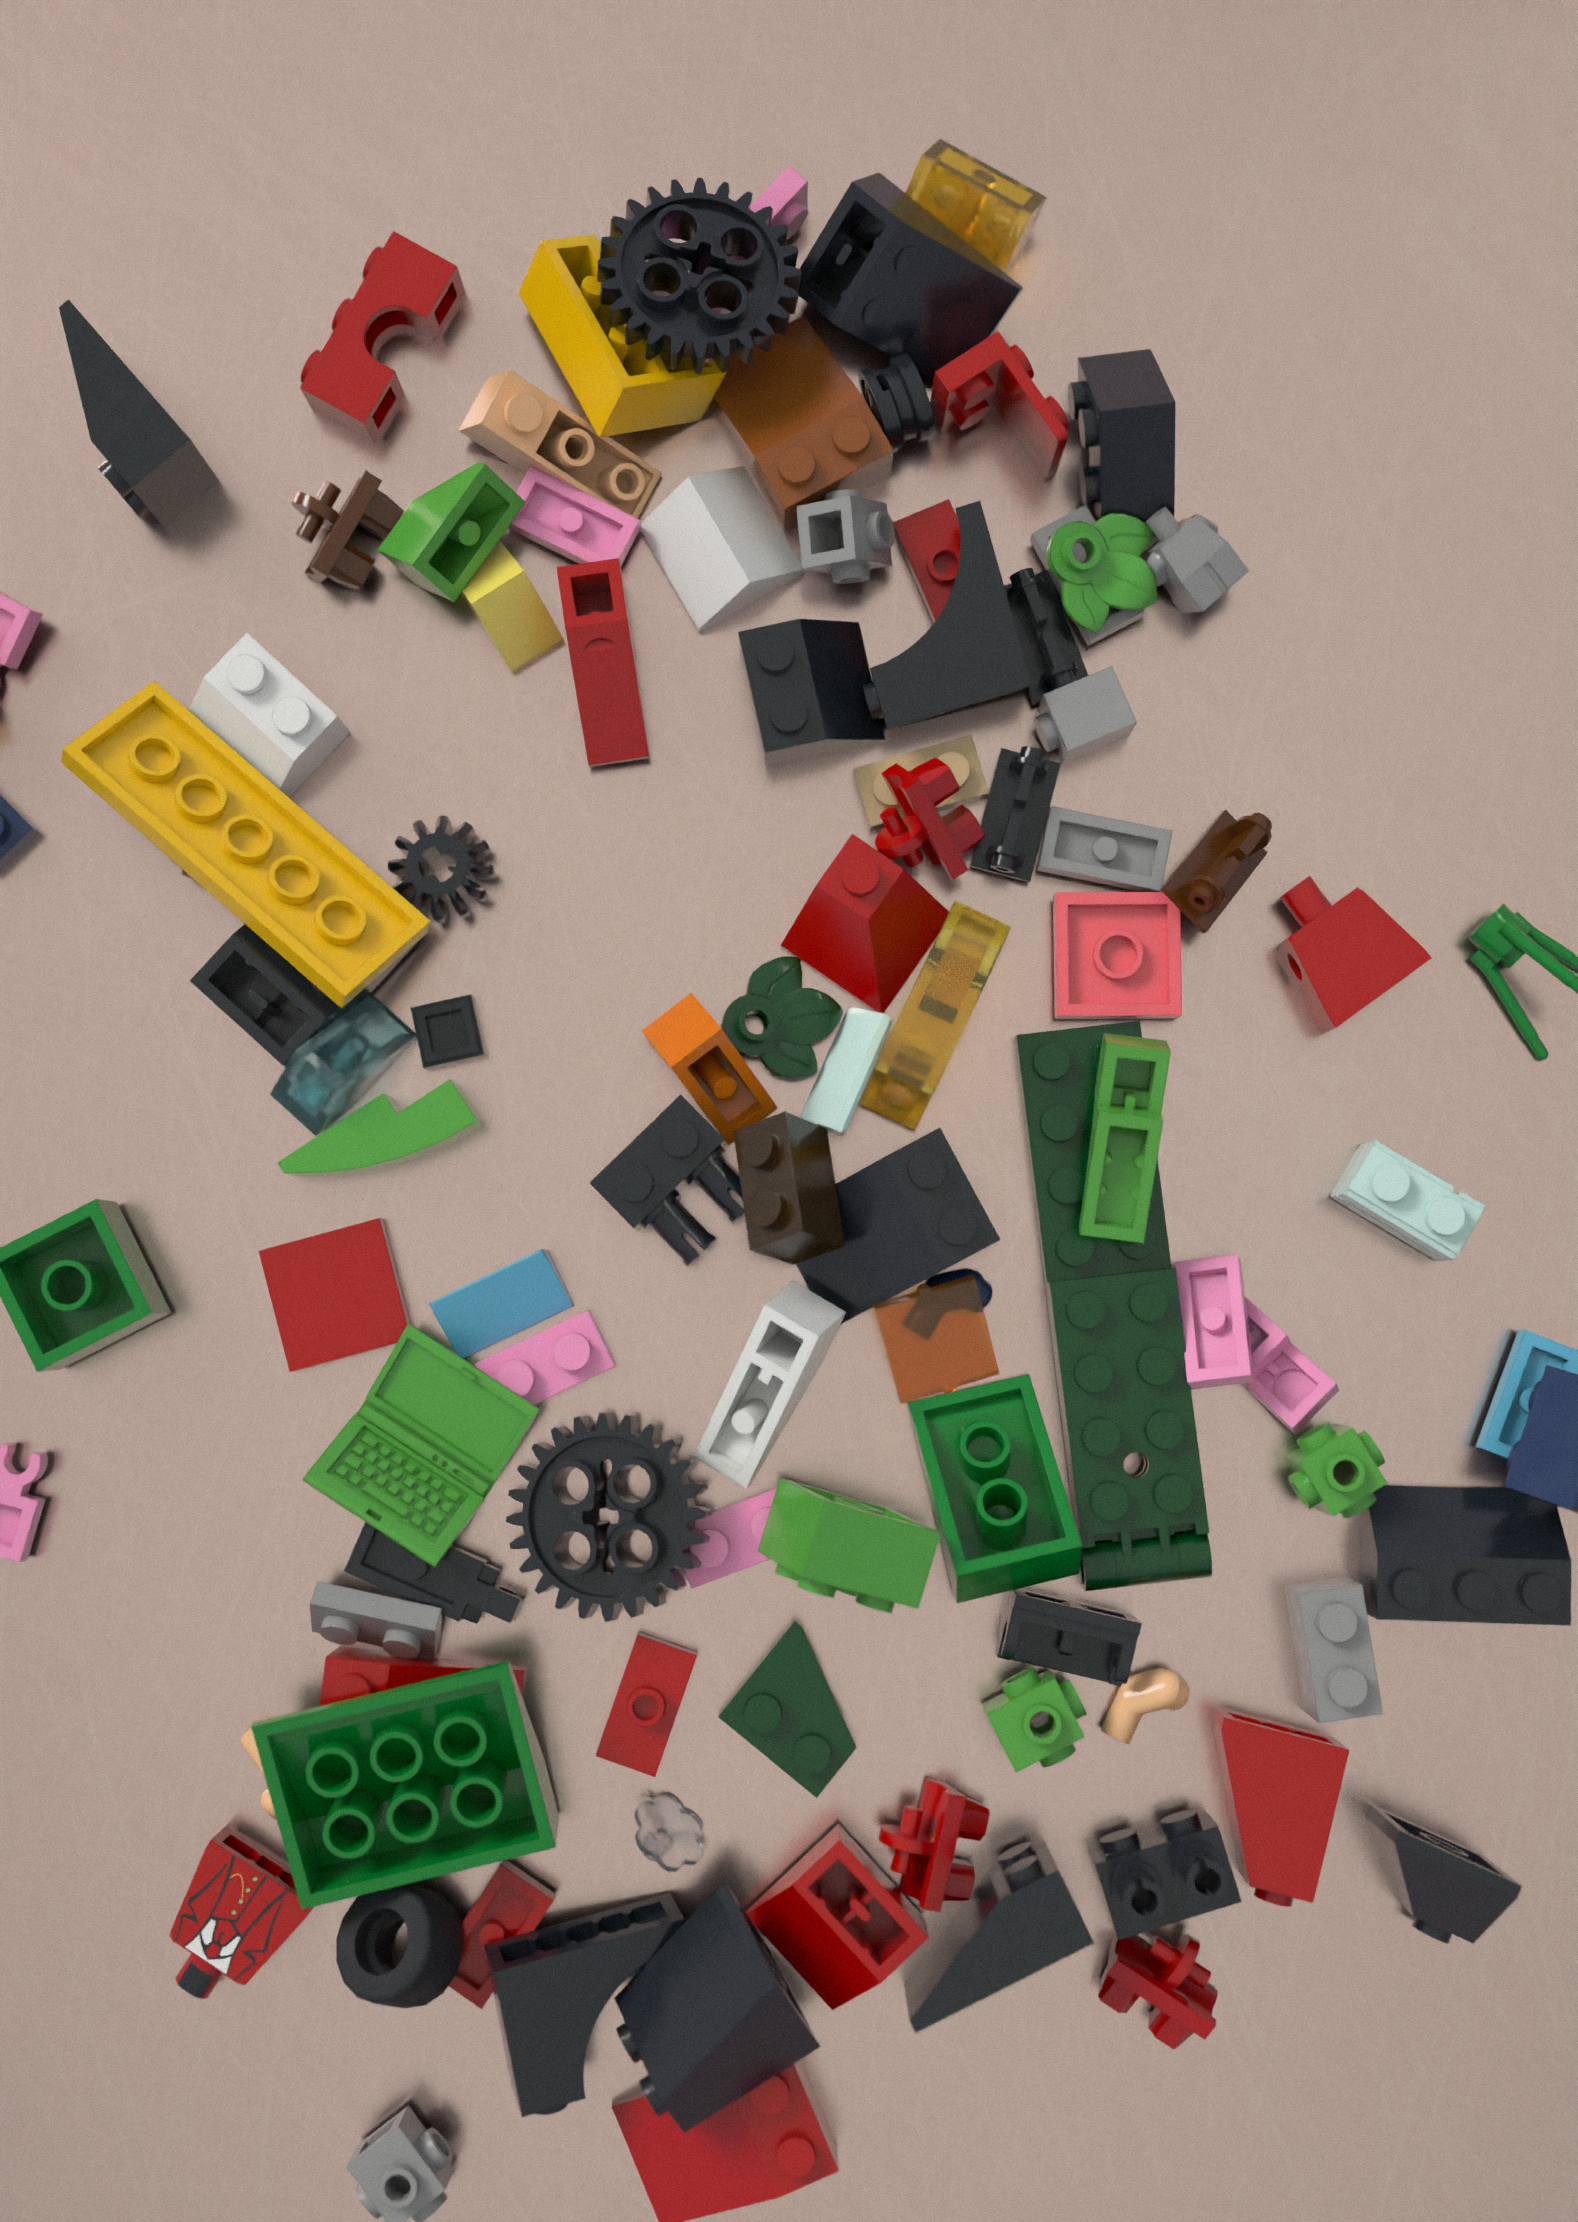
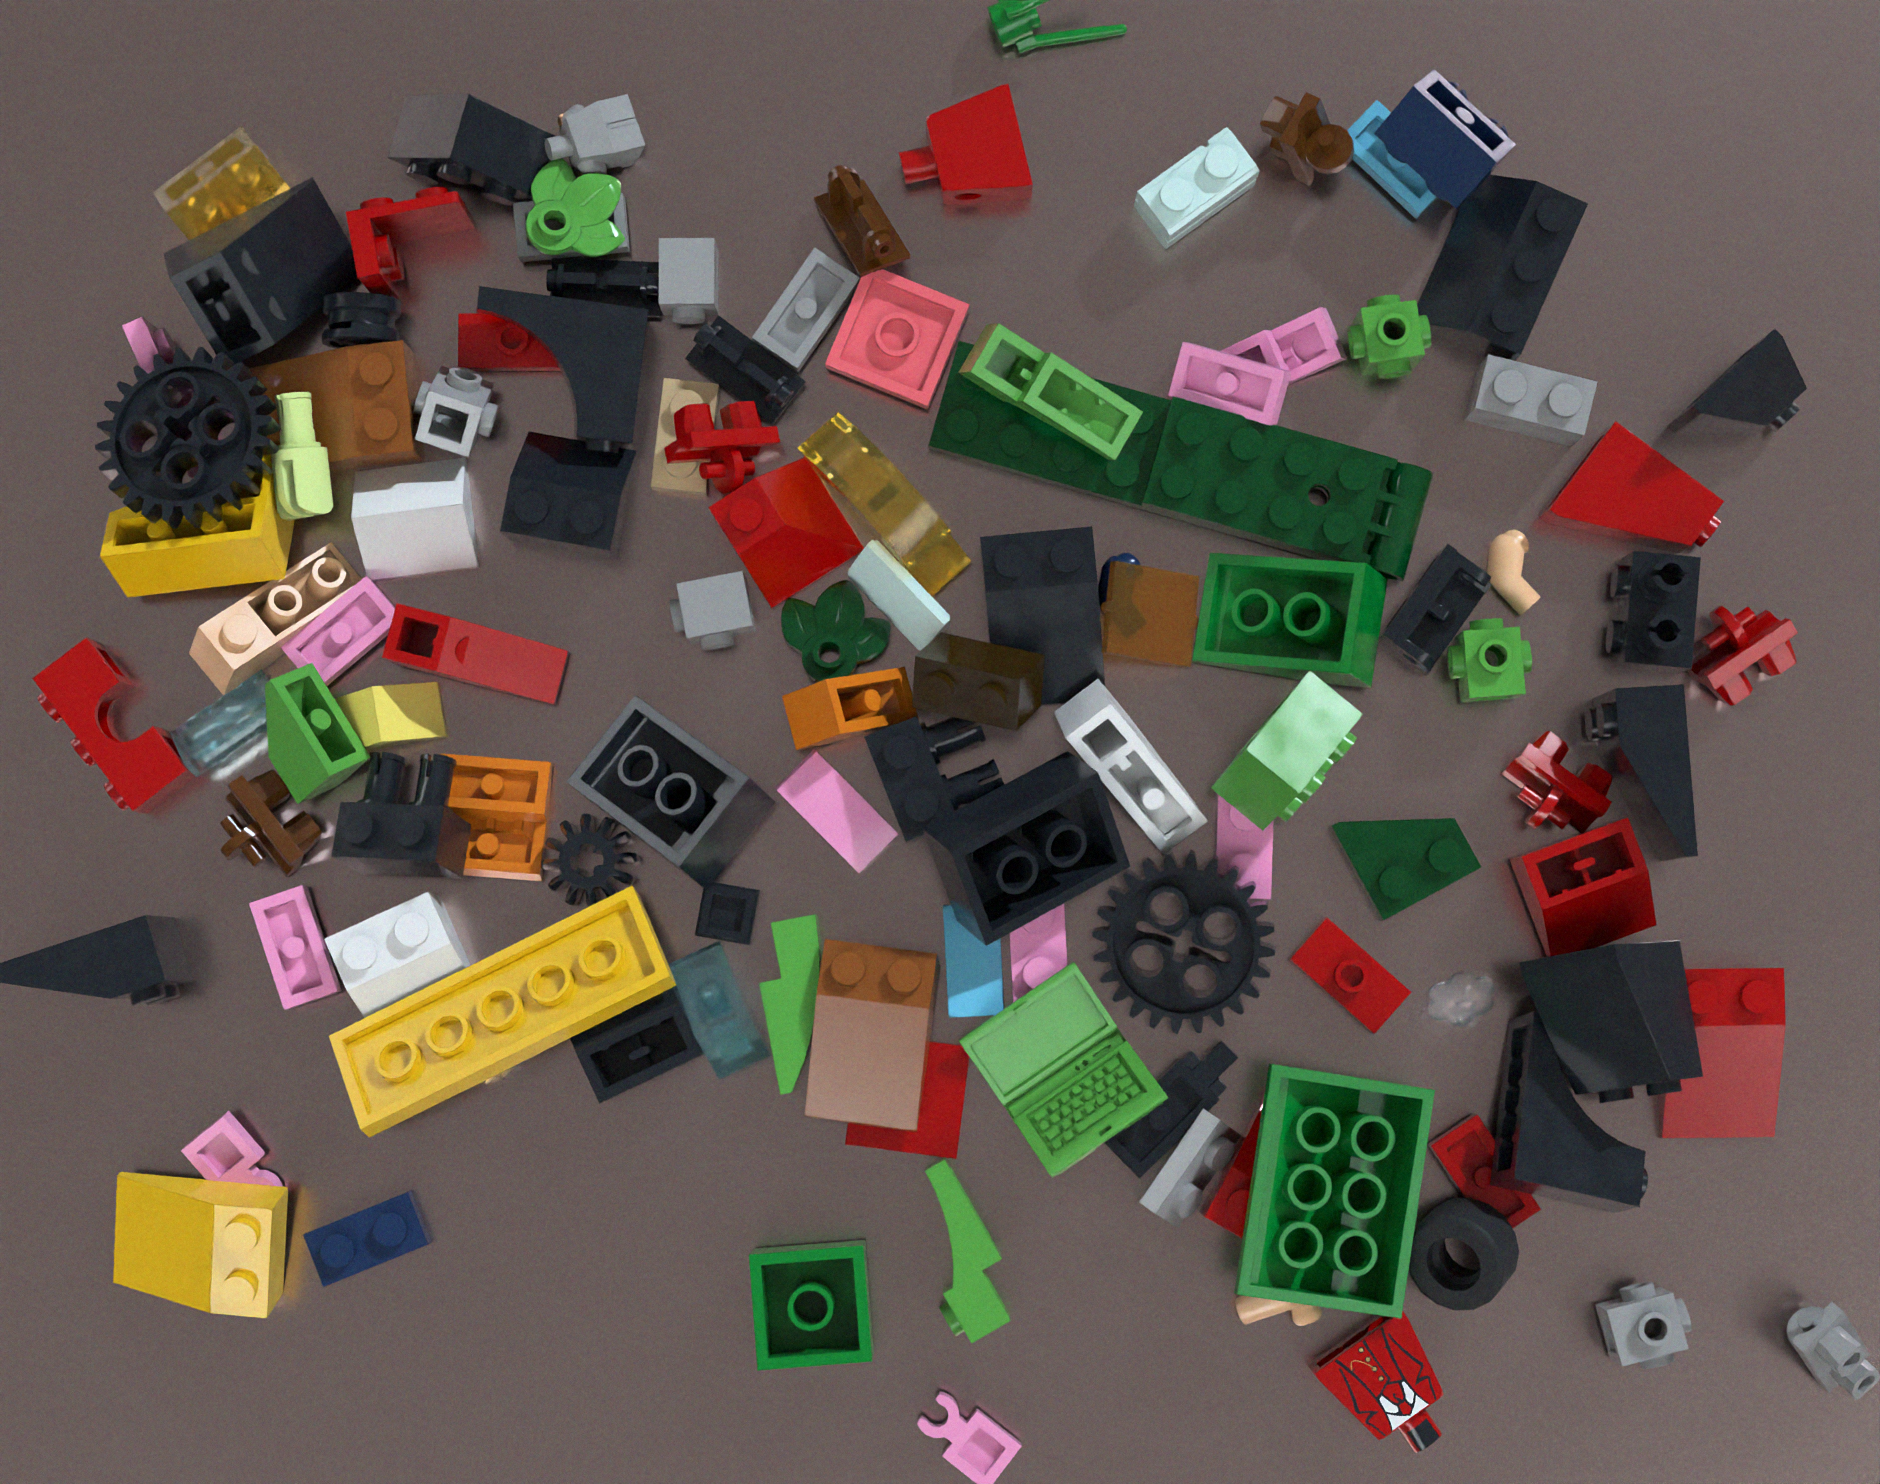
camera: 65 degrees left, 0 degrees up
(153, 1446) = (971, 1299): none -> bright green slope
(239, 602) = (295, 947): none -> bright pink plate
(378, 1231) = (871, 1034): none -> slope
(381, 664) = (401, 838): none -> black brick
(425, 441) = (223, 726): none -> clear light blue plate
(447, 750) = (507, 814): none -> orange slope
(545, 922) = (671, 791): none -> black slope
(597, 1099) = (836, 811): none -> bright pink slope
(634, 1311) = (1027, 847): none -> black brick
(724, 400) = (301, 463): none -> yellowish green arm
(751, 886) = (713, 610): none -> light grey brick
(1511, 1295) = (1306, 137): none -> reddish brown hips

